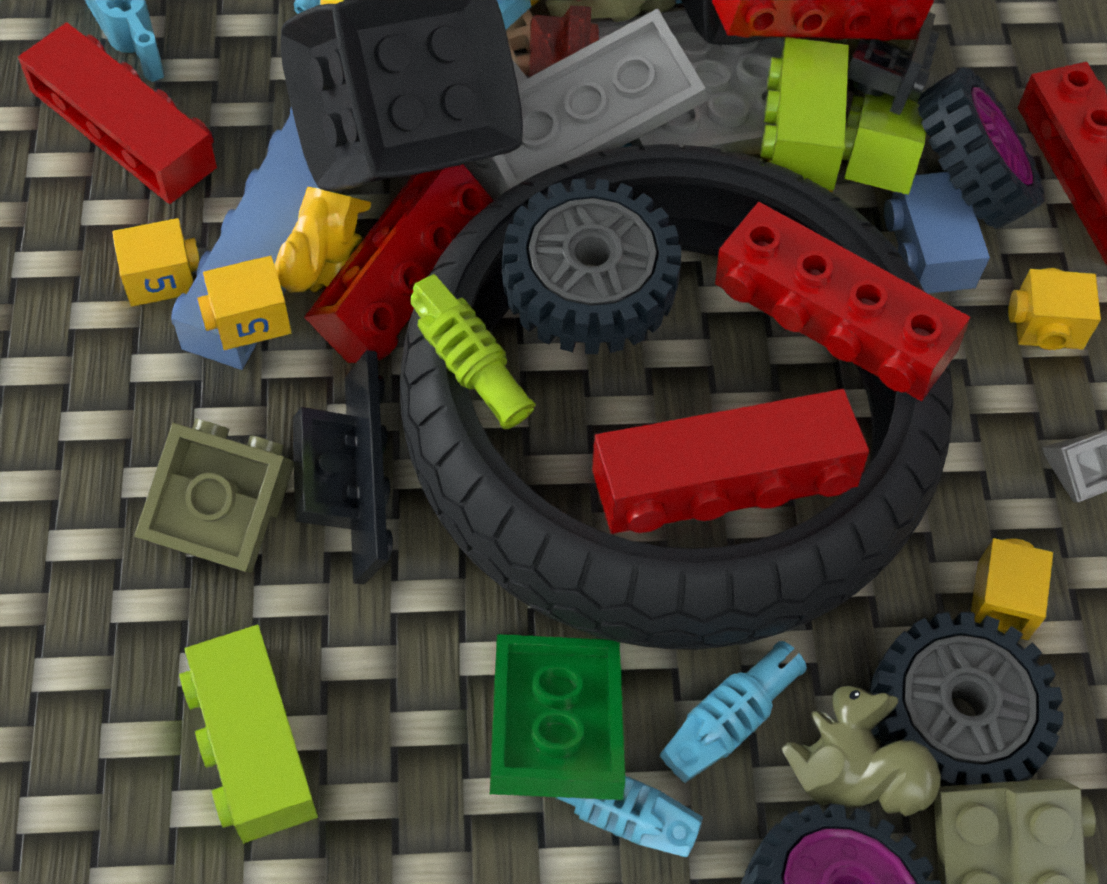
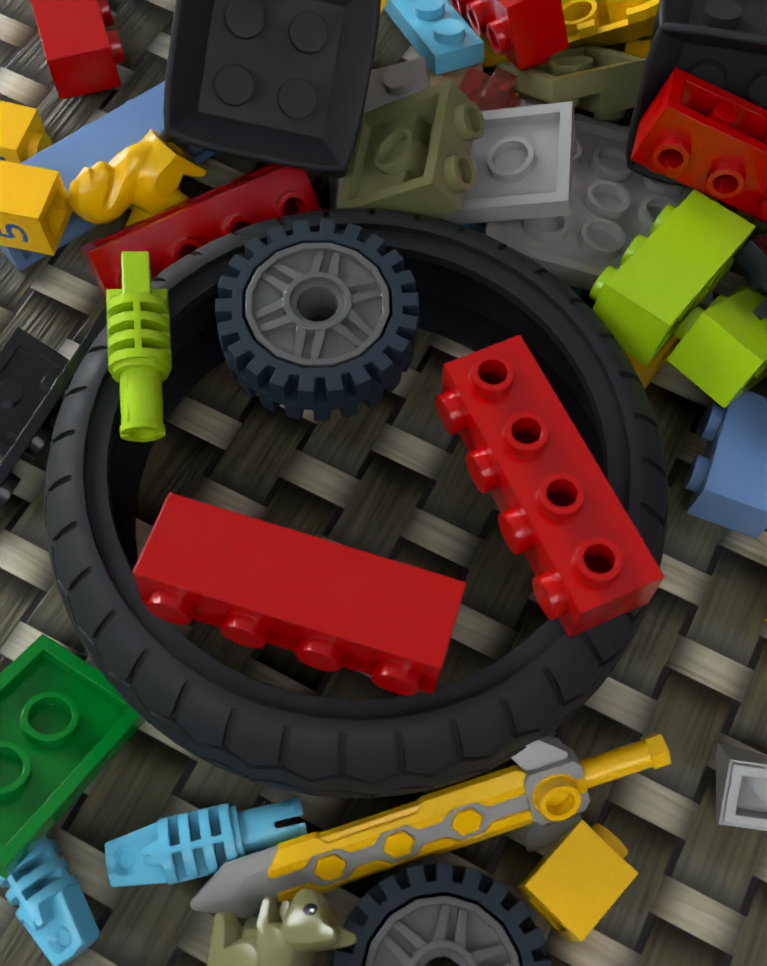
camera: 30 degrees right, 5 degrees up
(566, 107) = (415, 154): none -> olive plate
(945, 546) = (540, 791): none -> sword

